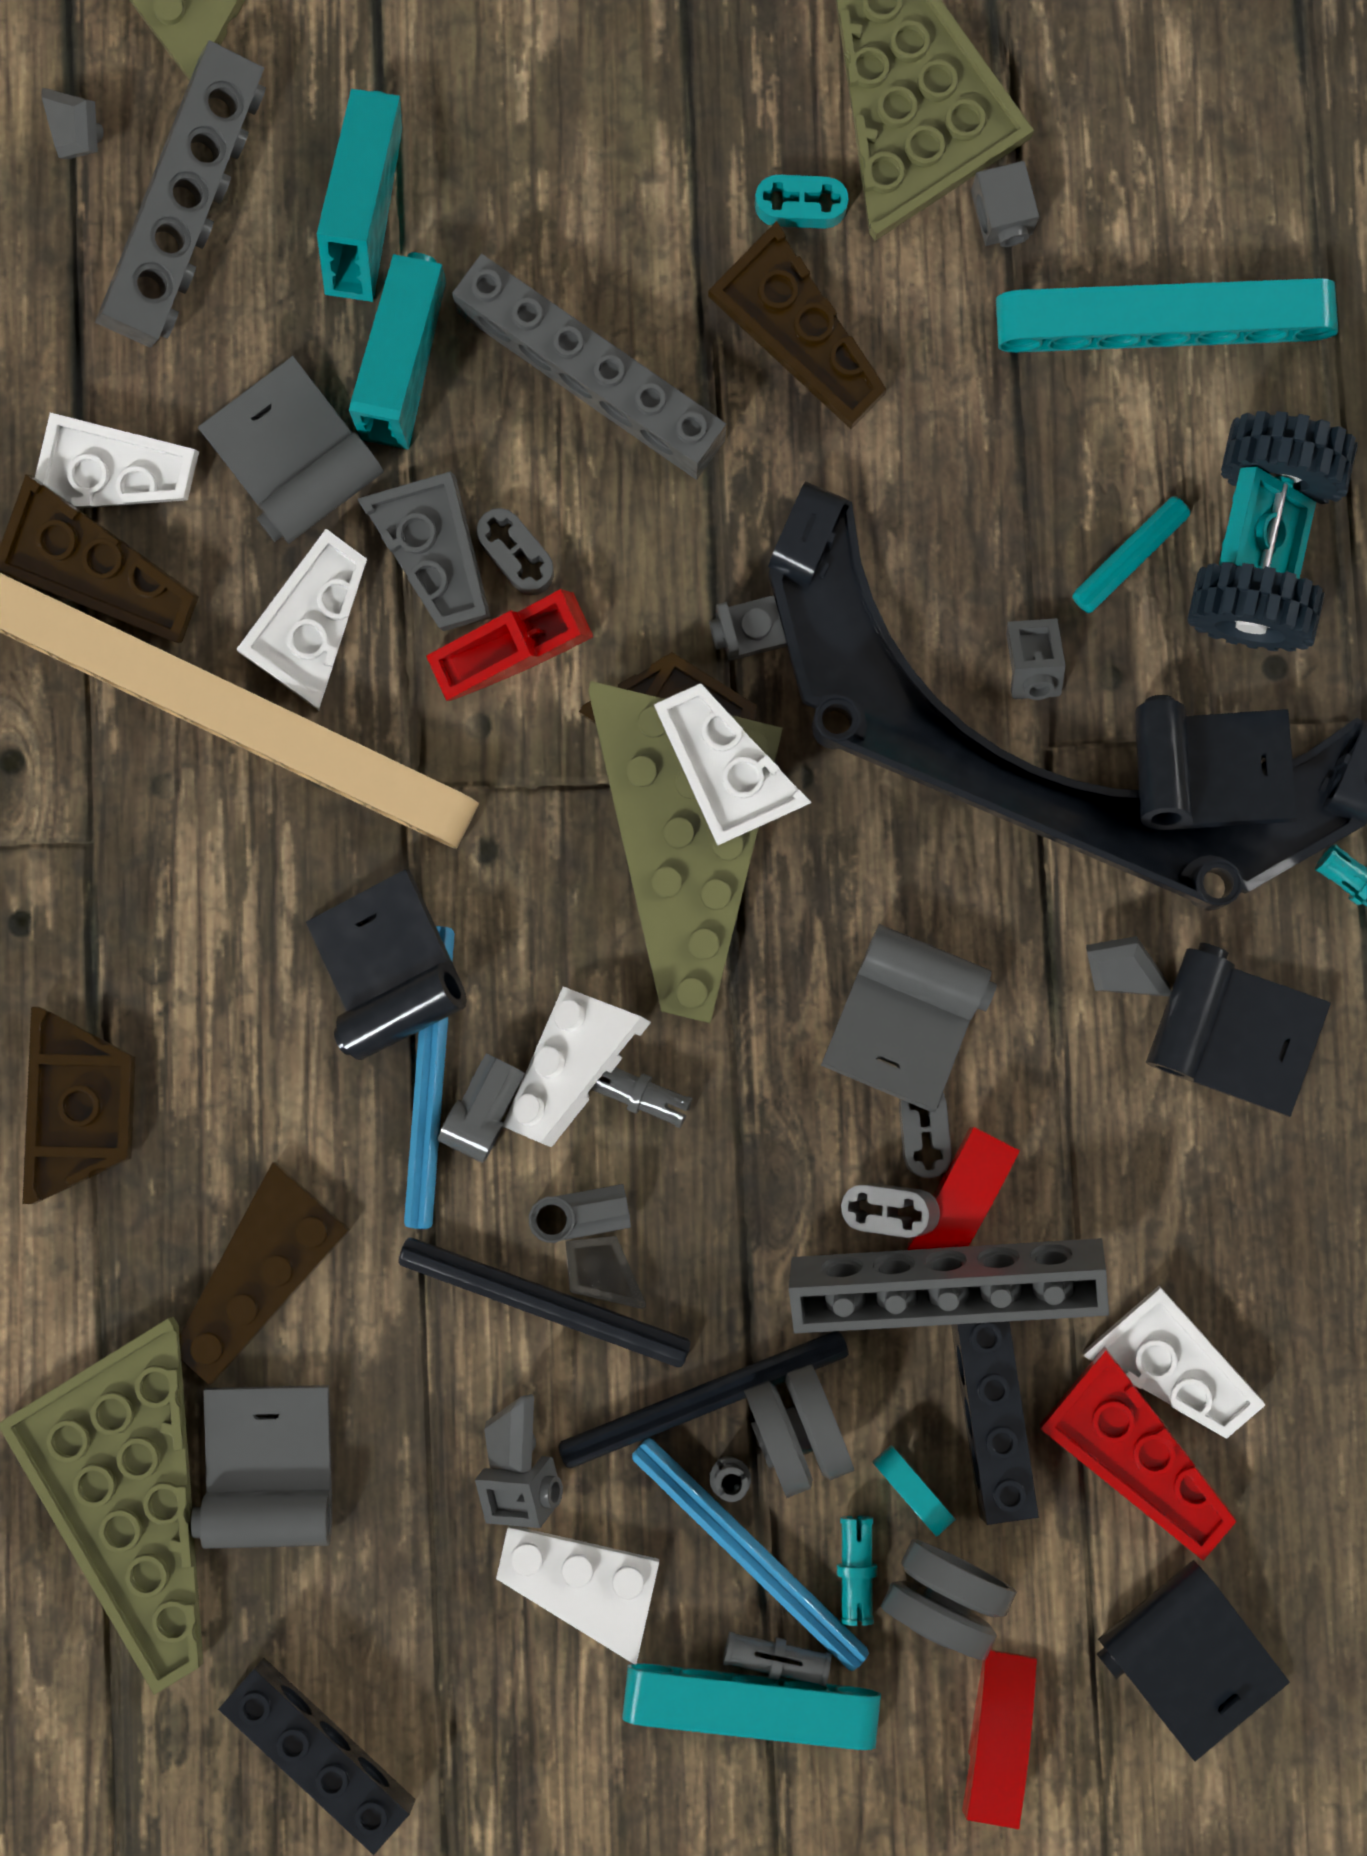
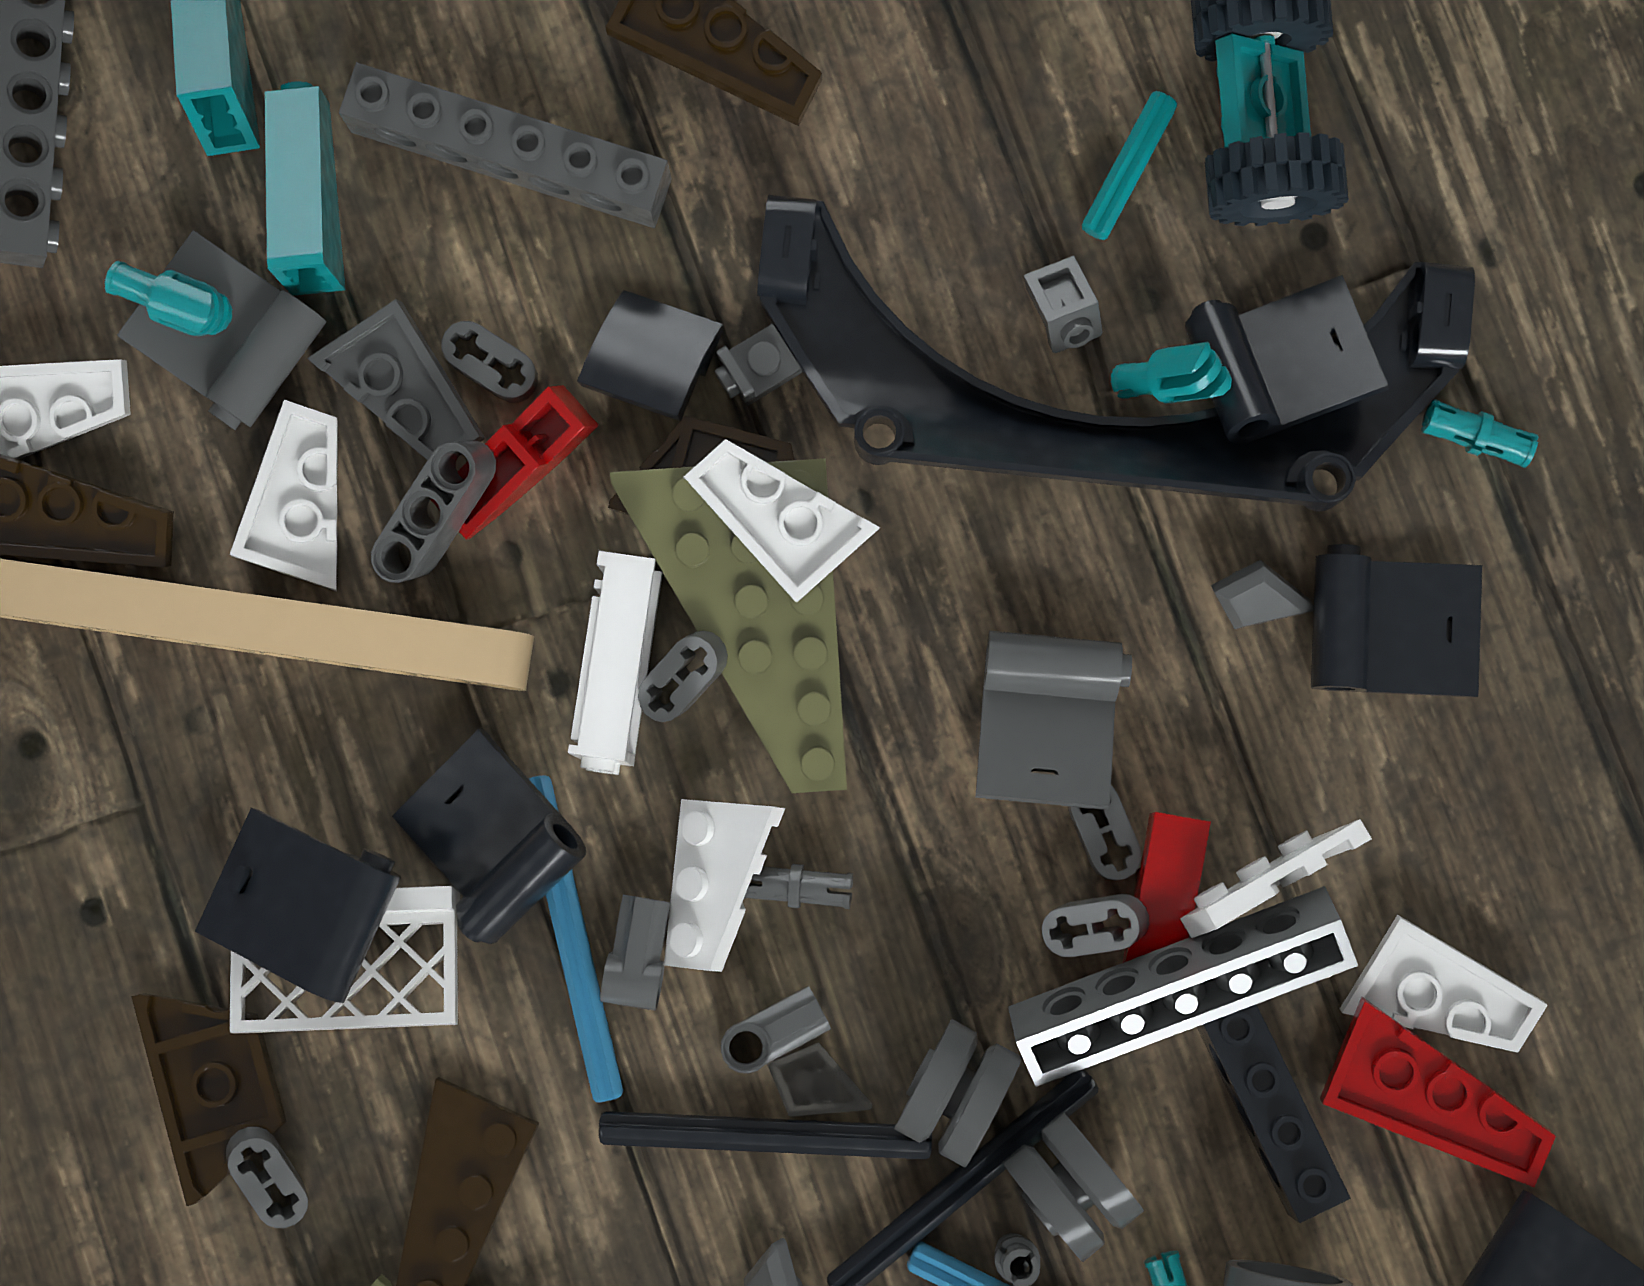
camera: 10 degrees left, 0 degrees up
(88, 1204) = (256, 1184): none -> dark grey beam
(202, 972) = (298, 905): none -> black door
(237, 989) = (406, 908): none -> white fence
(256, 410) = (172, 299): none -> teal arm
(403, 668) = (411, 521): none -> dark grey beam
(543, 848) = (615, 662): none -> white door
(592, 870) = (673, 668): none -> dark grey beam
(658, 589) = (650, 354): none -> slope
(723, 1316) = (953, 1090): none -> dark grey wheel
(913, 1490) = (1211, 1210): teal beam -> none
(1049, 1215) = (1260, 878): none -> white wing
(1111, 750) = (1174, 375): none -> teal arm

